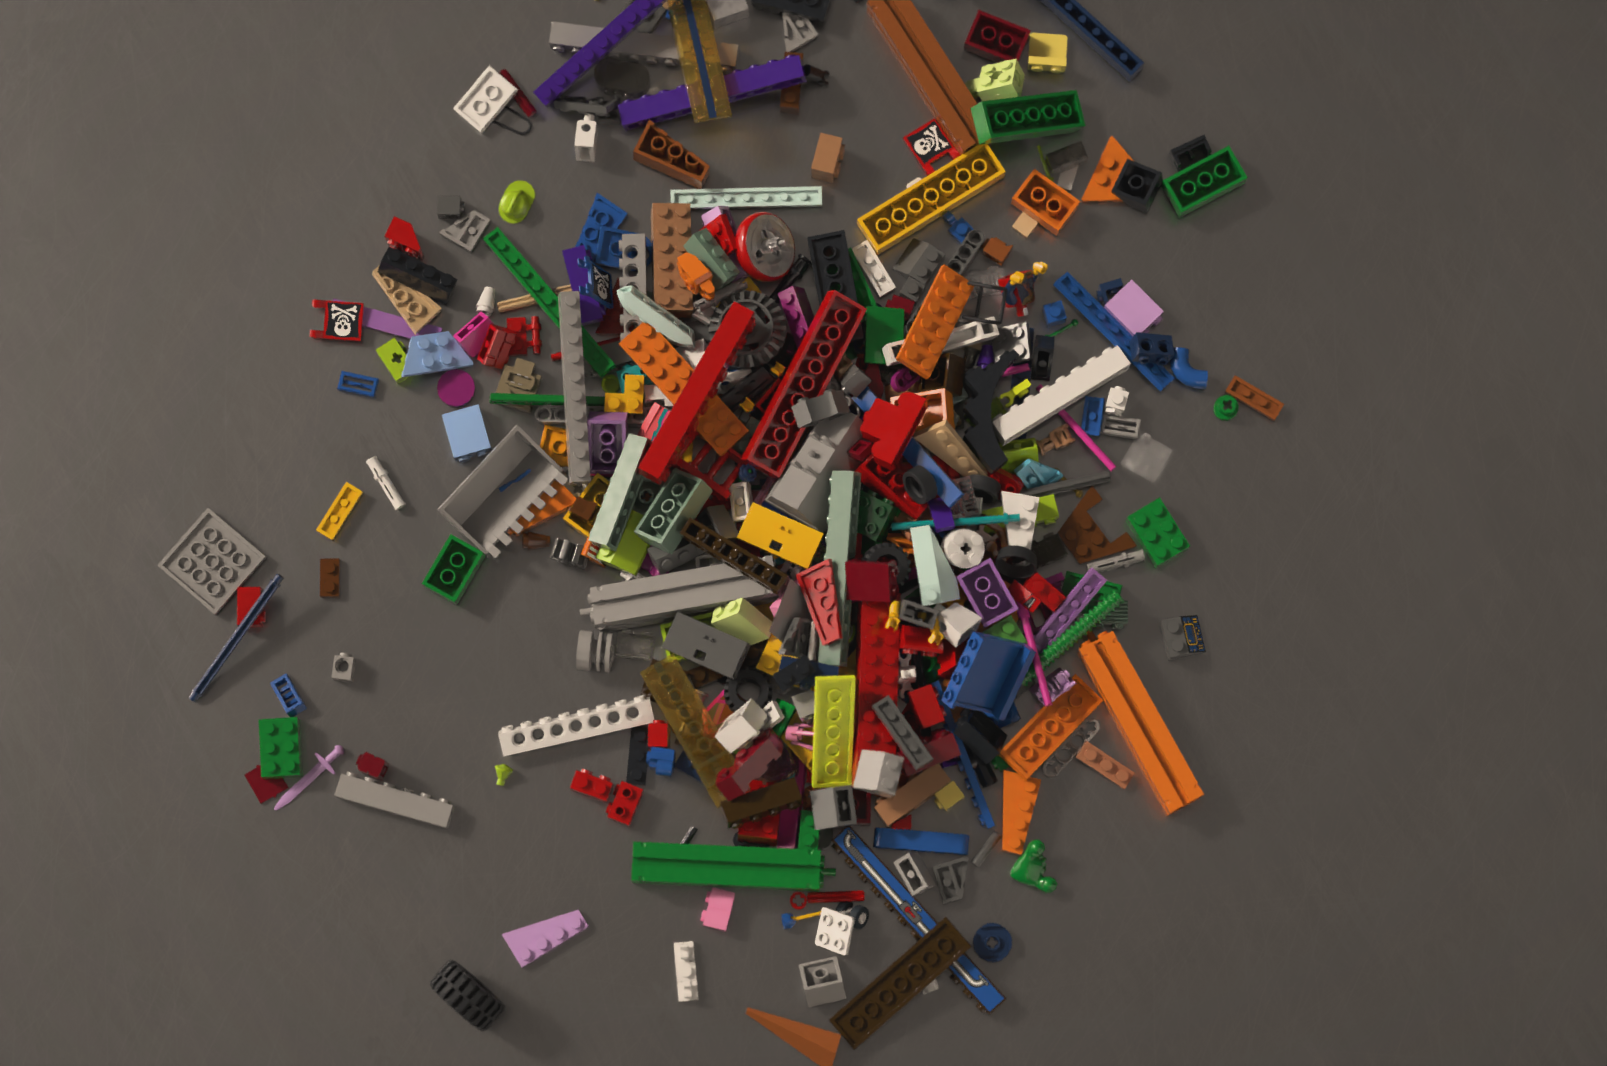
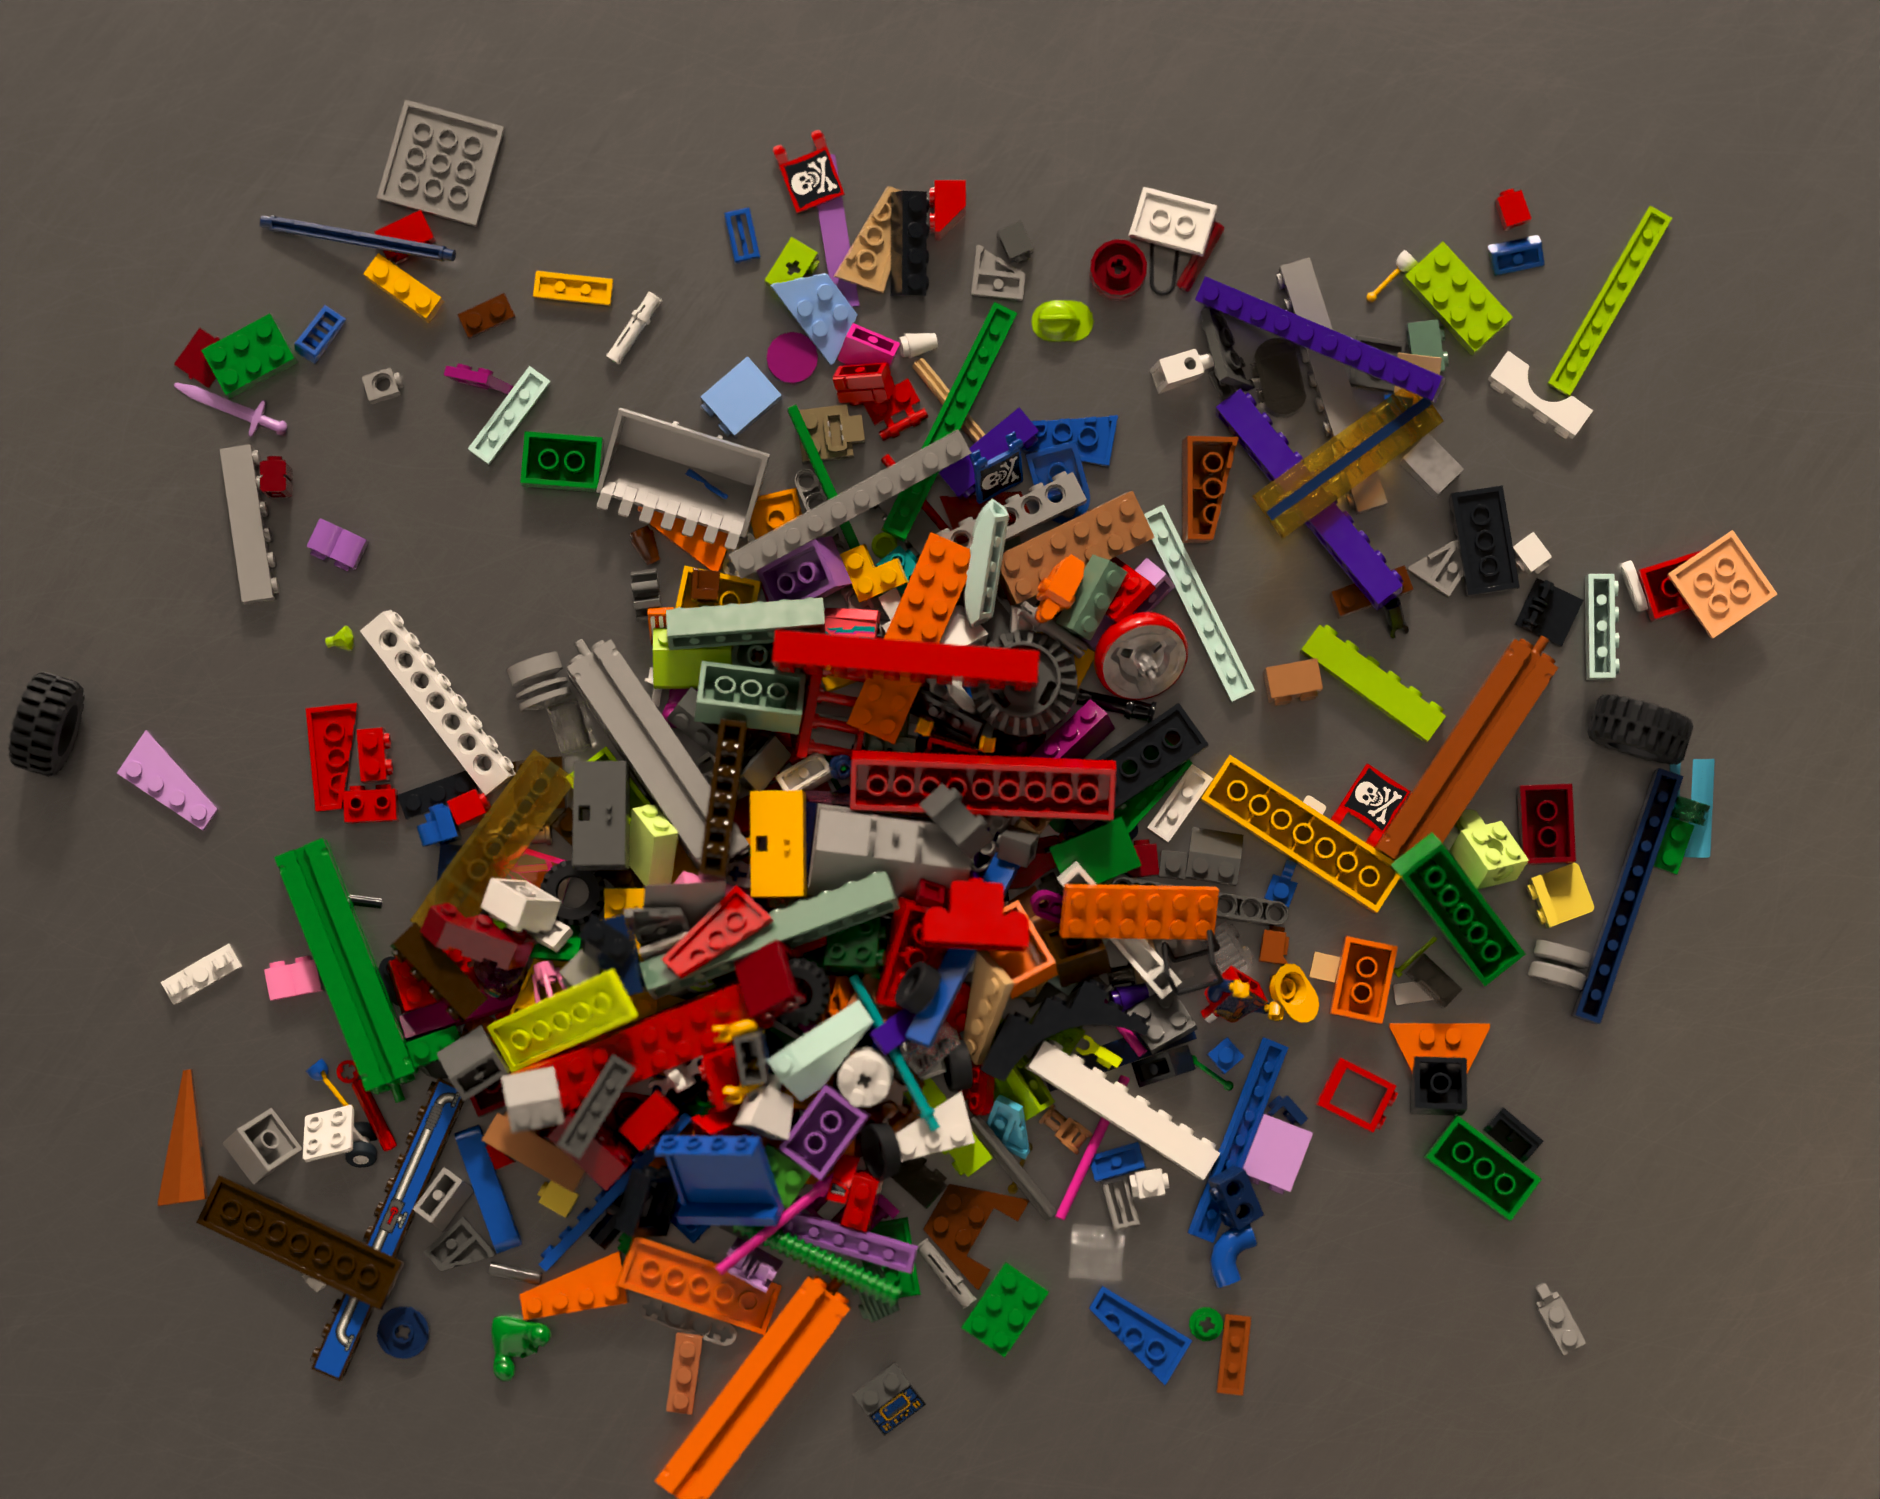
camera: 65 degrees right, 5 degrees up
(284, 623) = (403, 288): none -> yellow brick
(371, 600) = (481, 379): none -> magenta wing
(404, 592) = (509, 415): none -> light aqua plate
(437, 747) = (337, 544): none -> medium lavender brick
(491, 152) = (1122, 255): none -> dark red wheel
(569, 812) = (330, 752): none -> red wing
(853, 108) = (1374, 684): none -> lime brick
(1033, 250) = (1294, 993): none -> yellow piece
(1093, 72) = (1560, 960): none -> light grey wheel
(1106, 255) = (1332, 1084): none -> red window
(1214, 451) = (1145, 1336): none -> blue wing
(1325, 179) = (1559, 1320): none -> light grey hinge

